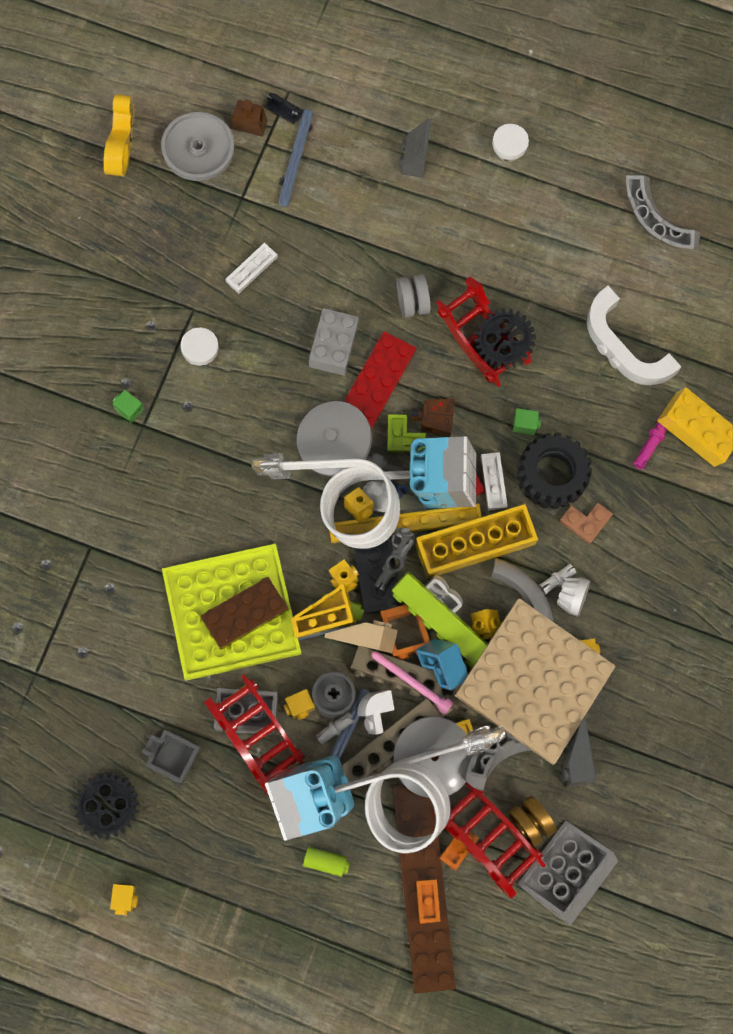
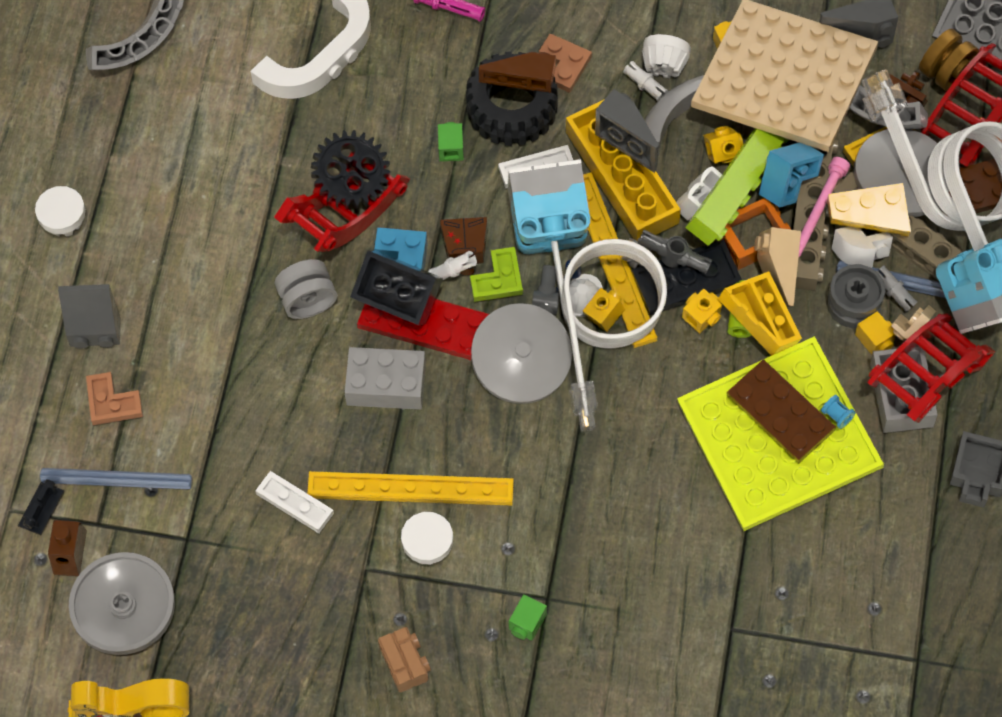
camera: 90 degrees left, 10 degrees down
(116, 319) = (403, 659): none -> medium nougat brick
(230, 652) = (838, 411): none -> dark azure bush
(246, 348) = (411, 488): none -> yellow tile
(298, 730) = (905, 328): none -> tan bracket
(352, 156) = (106, 405): none -> nougat plate
(397, 353) = (396, 287): none -> black brick
(397, 717) = (871, 208): none -> wedge
(414, 402) = (454, 266): none -> white pin
(432, 375) = (403, 245): none -> dark azure brick
(505, 536) = (625, 129): none -> dark grey slope
(515, 785) = (908, 89): none -> reddish brown hips
(565, 477) = (524, 71): none -> reddish brown slope

